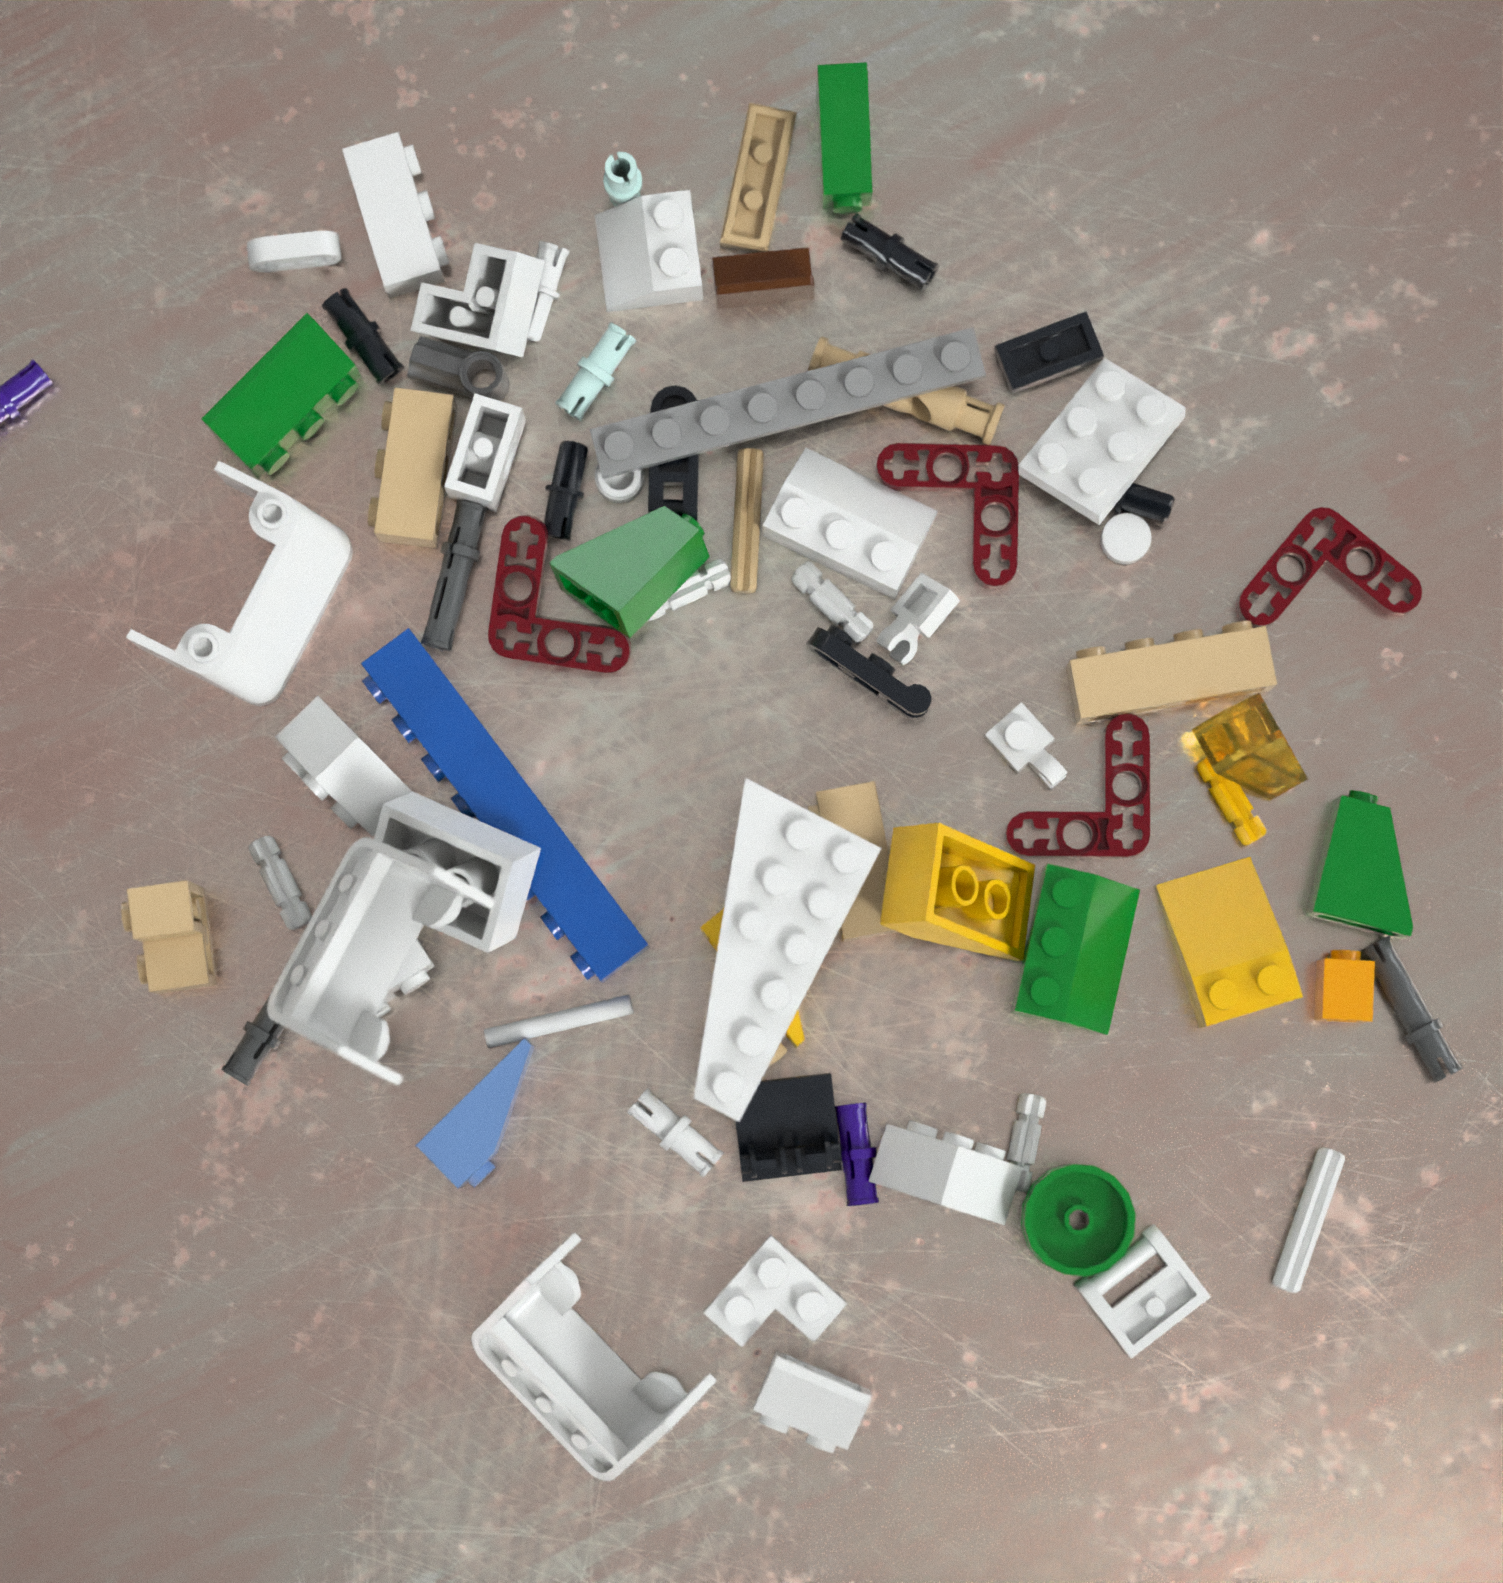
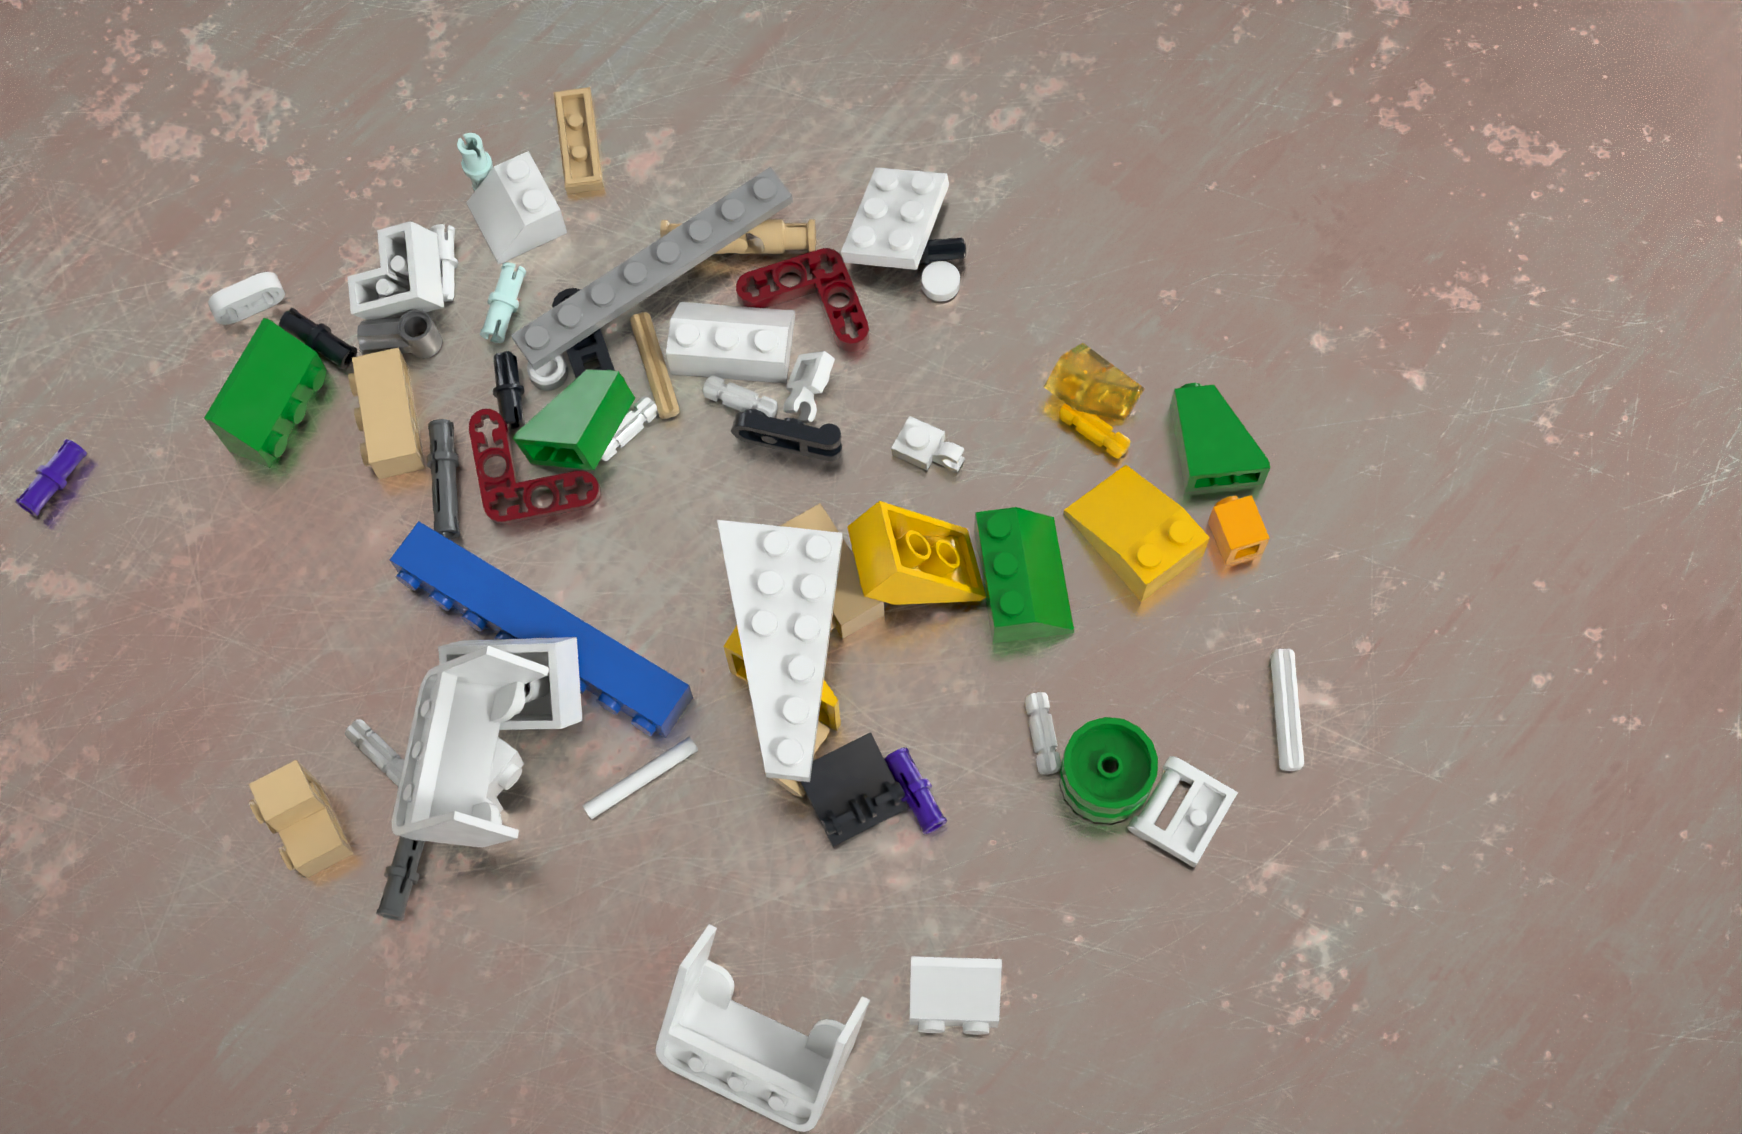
camera: 20 degrees left, 15 degrees down
(281, 608) = (313, 550): white windscreen -> none
(339, 764) = (395, 636): white brick -> none
(396, 214) = (314, 245): white brick -> none
(476, 1126) = (600, 882): medium blue slope -> none
(485, 452) = (437, 379): white brick -> none
(675, 1132) = (764, 827): white pin -> none
(763, 278) = (606, 201): reddish brown panel -> none
(770, 1282) = (891, 911): white brick -> none
(844, 136) = (628, 82): green slope -> none
(889, 252) = (692, 152): black pin -> none
(946, 1171) = (991, 771): white brick -> none
(1048, 352) = (833, 177): black plate -> none
(1101, 824) = (1005, 479): dark red beam -> none
(1170, 674) = (1010, 357): tan brick -> none
(1333, 556) = (1094, 239): dark red beam -> none
(1412, 1010) = (1307, 535): dark grey pin -> none

